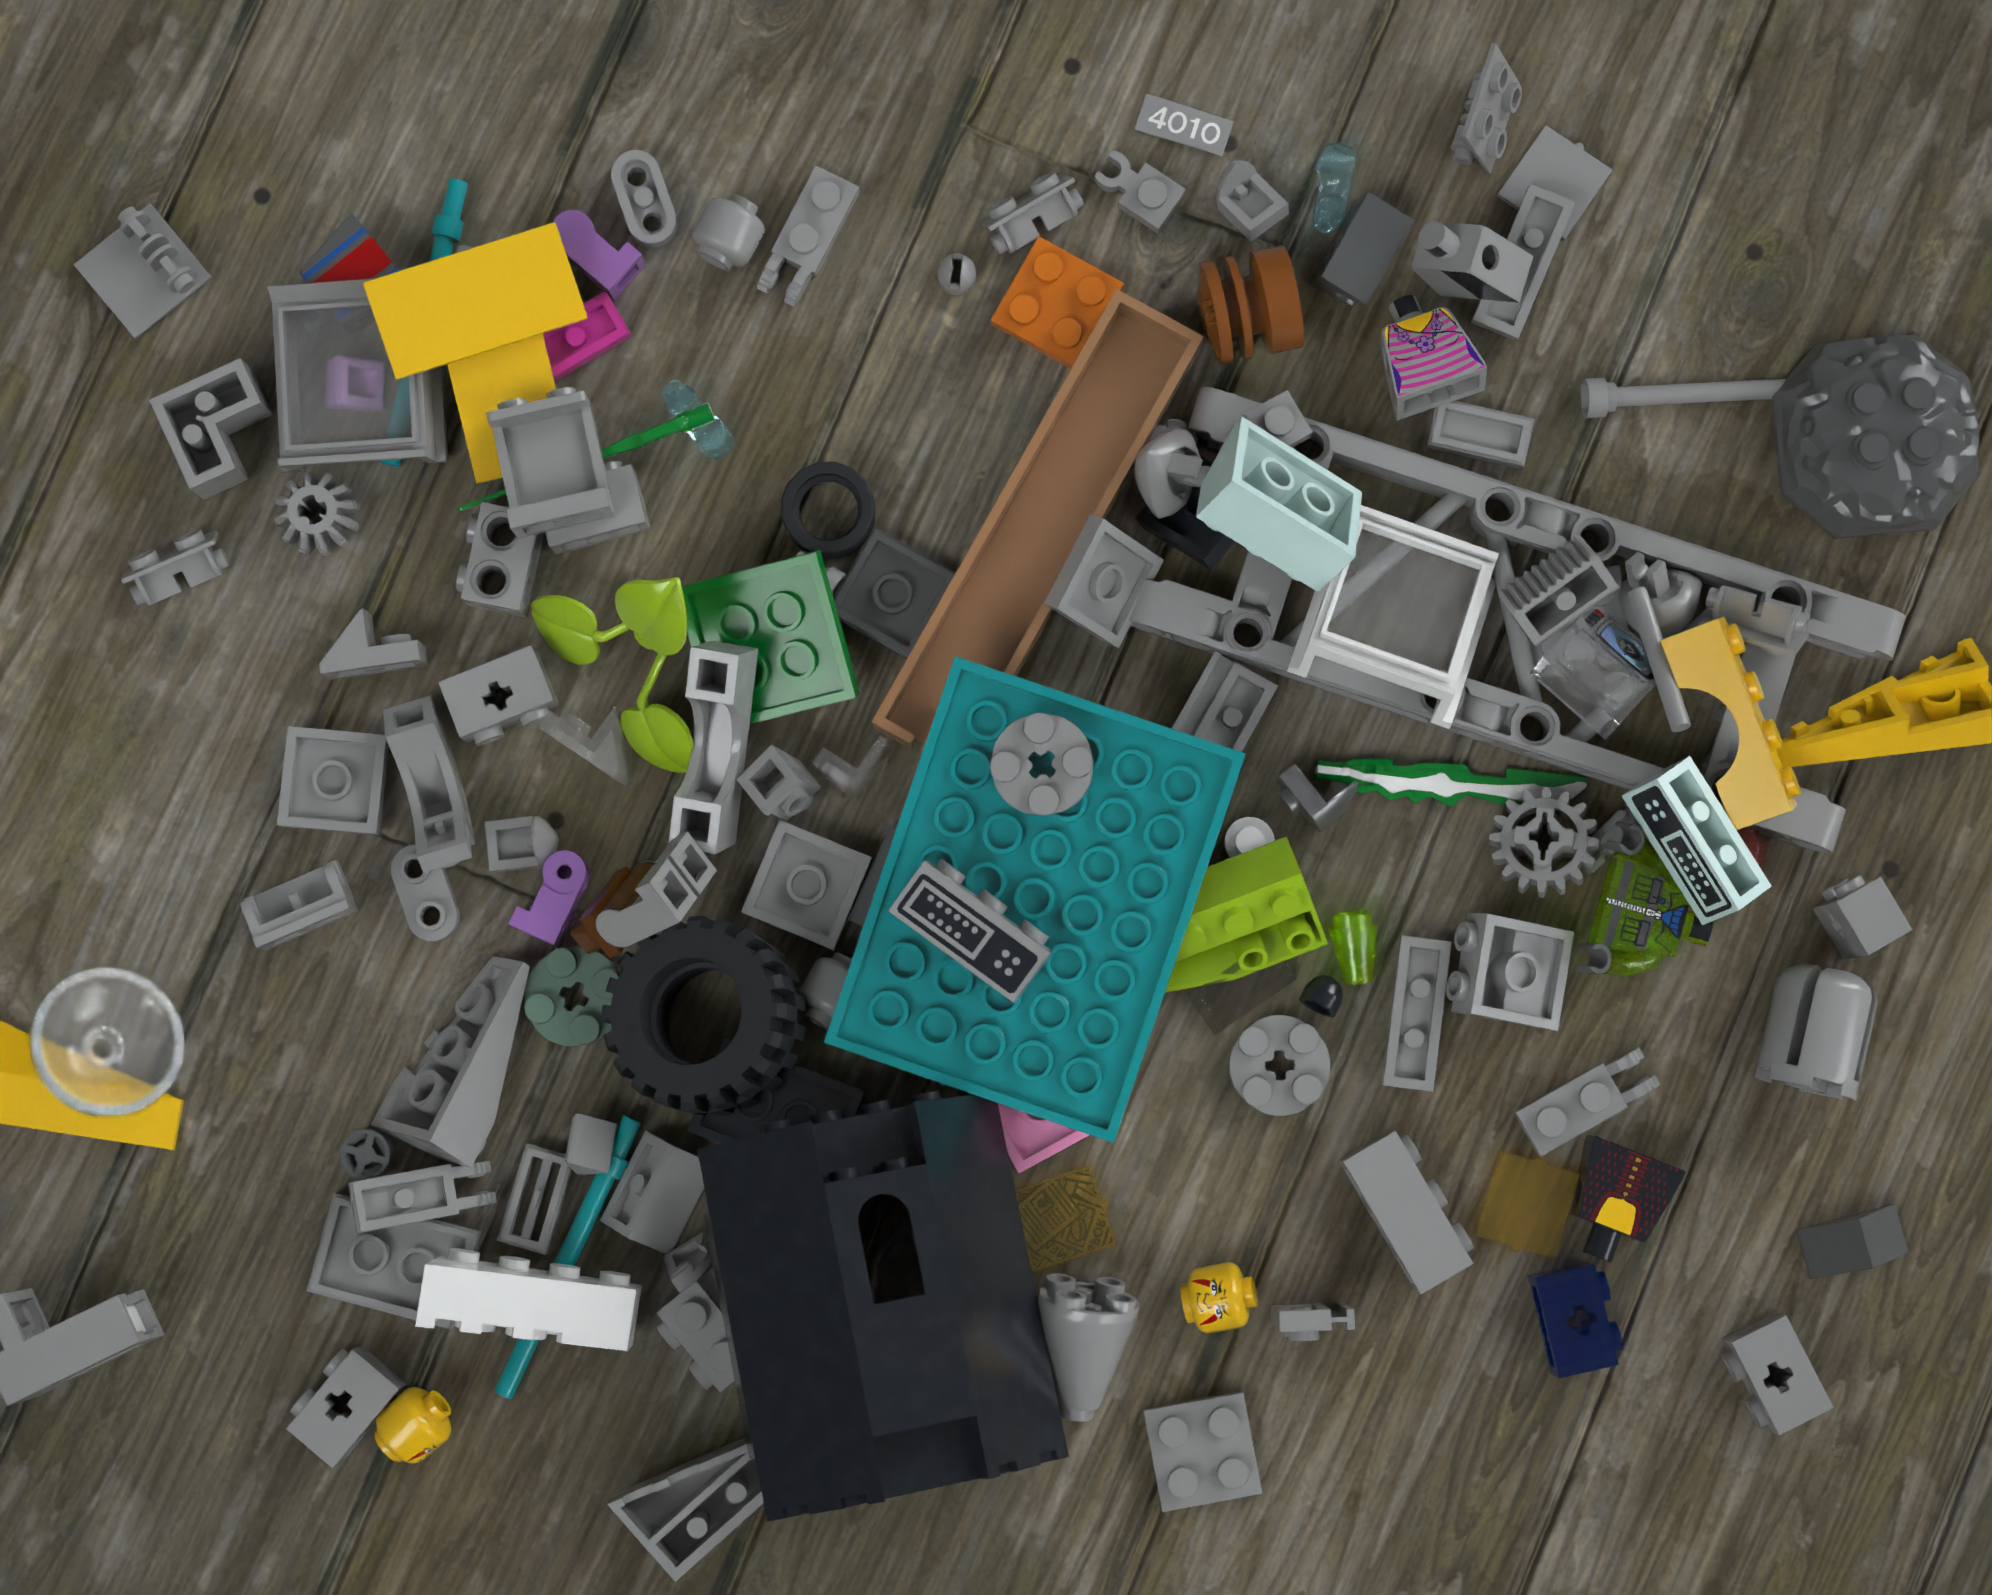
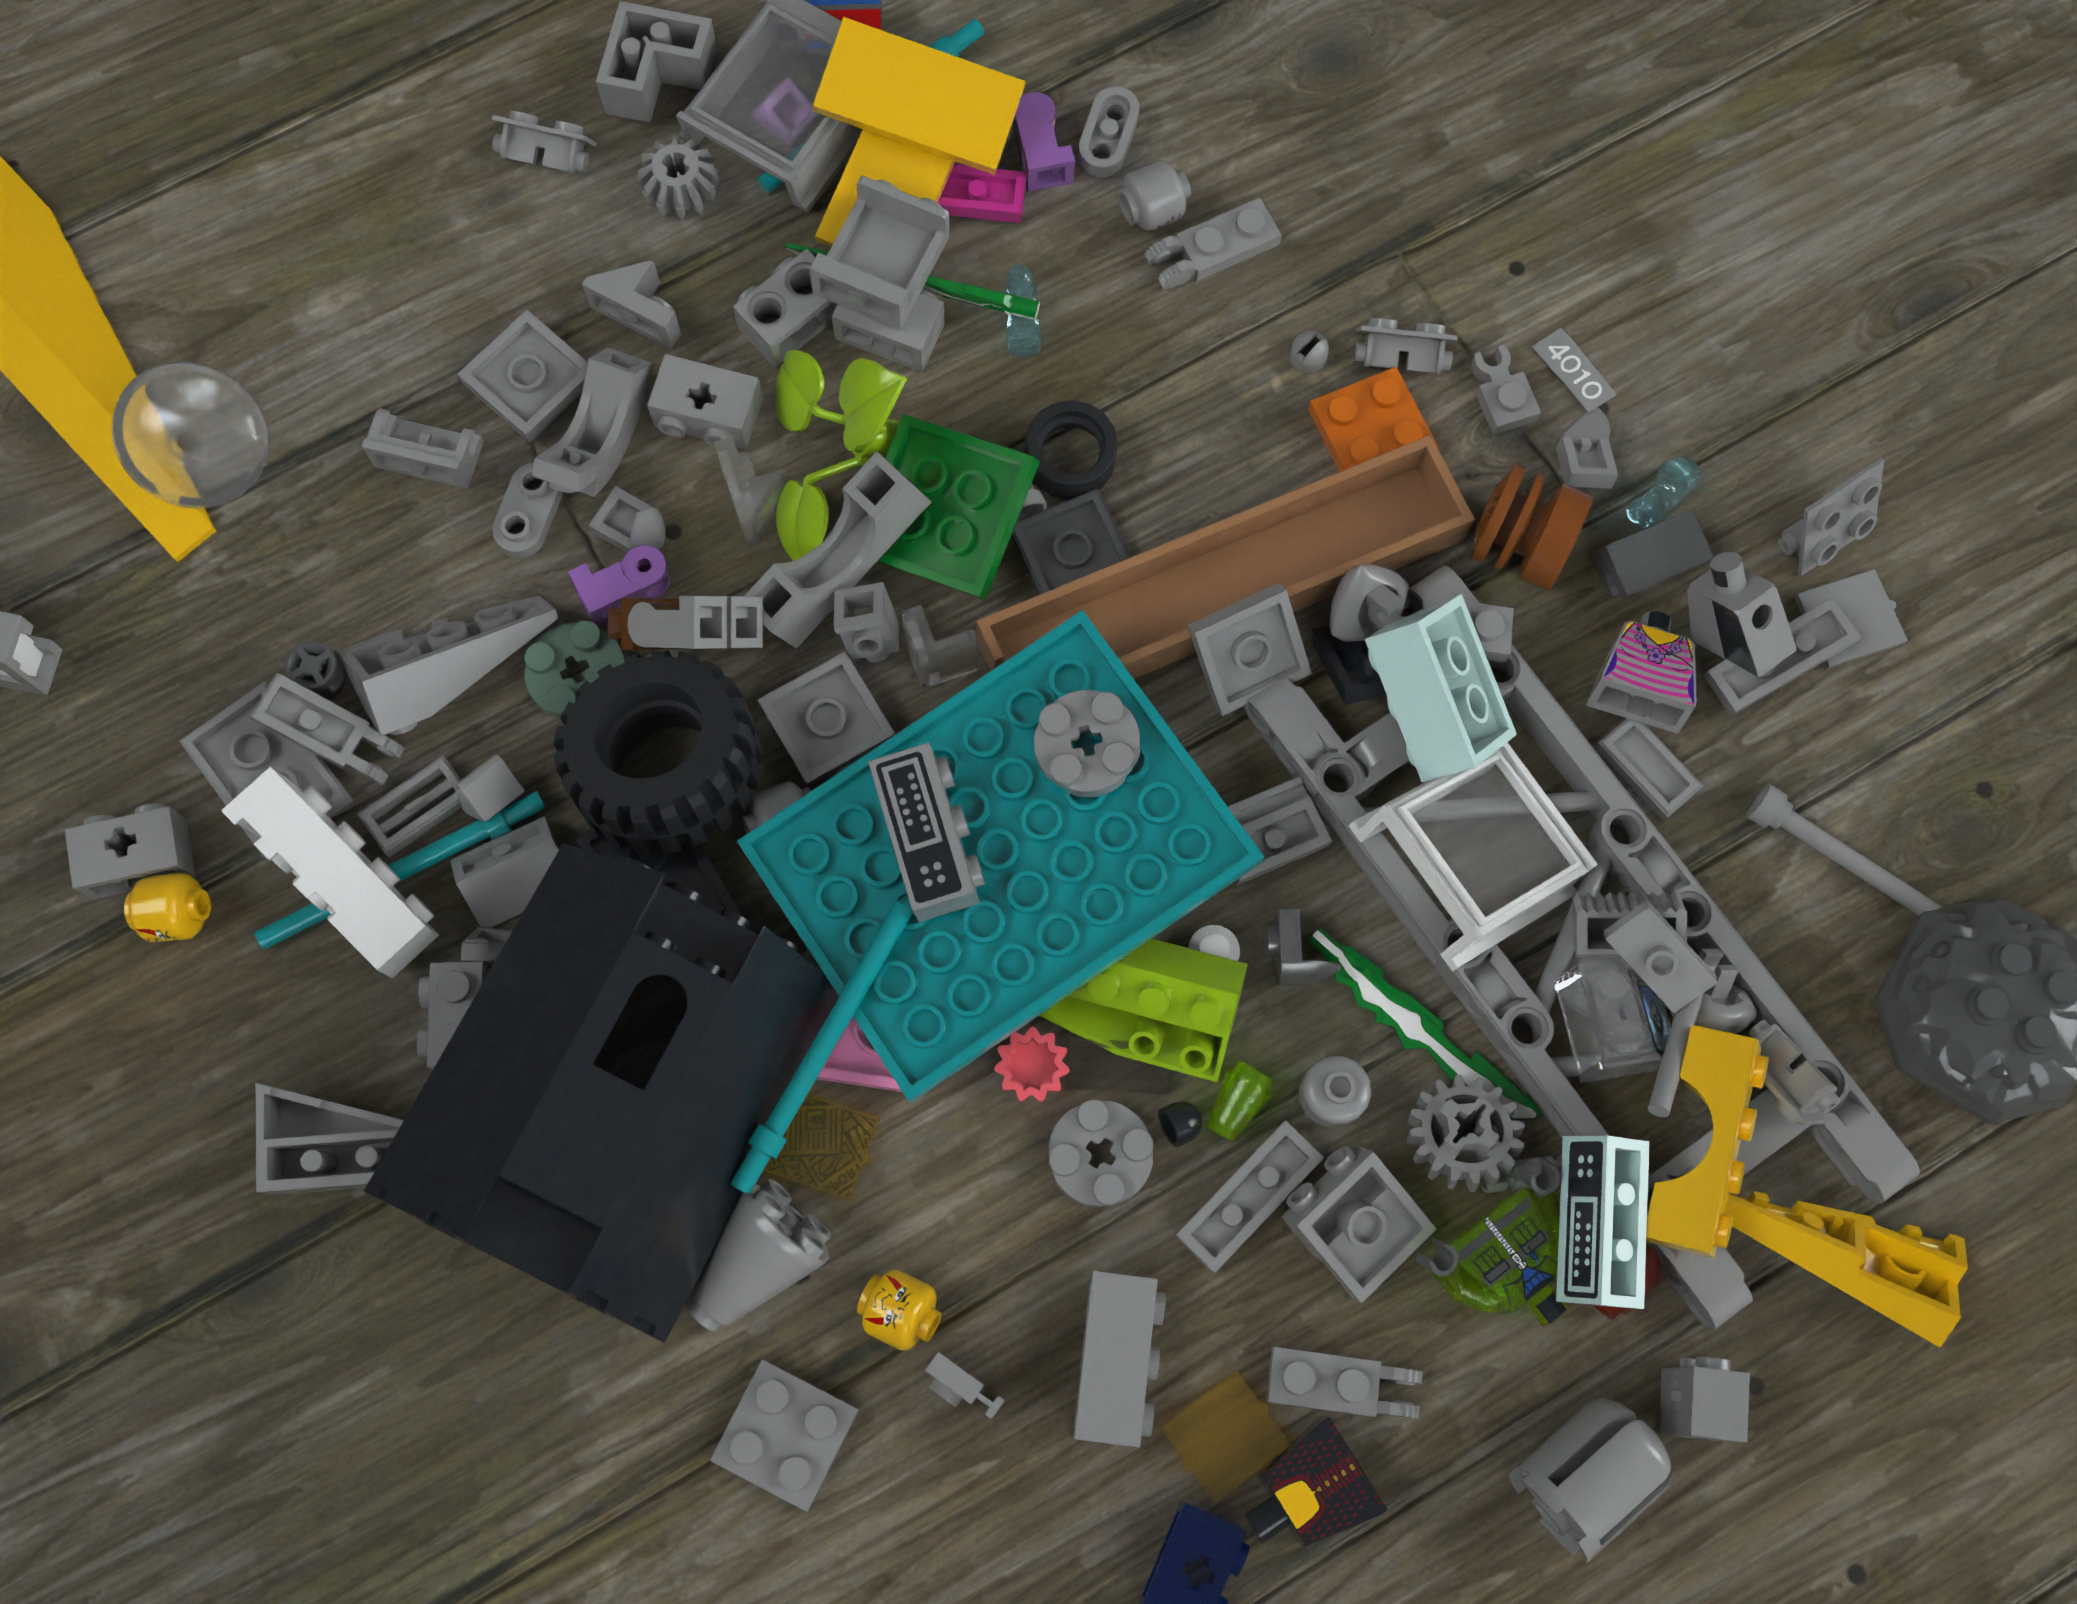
camera: 30 degrees right, 10 degrees down
(1030, 1250) = (768, 1138): none -> teal bar
(1179, 1039) = (1031, 1064): none -> coral piece
(1423, 885) = (1334, 1091): none -> light grey head
(1600, 604) = (1660, 956): none -> light grey plate

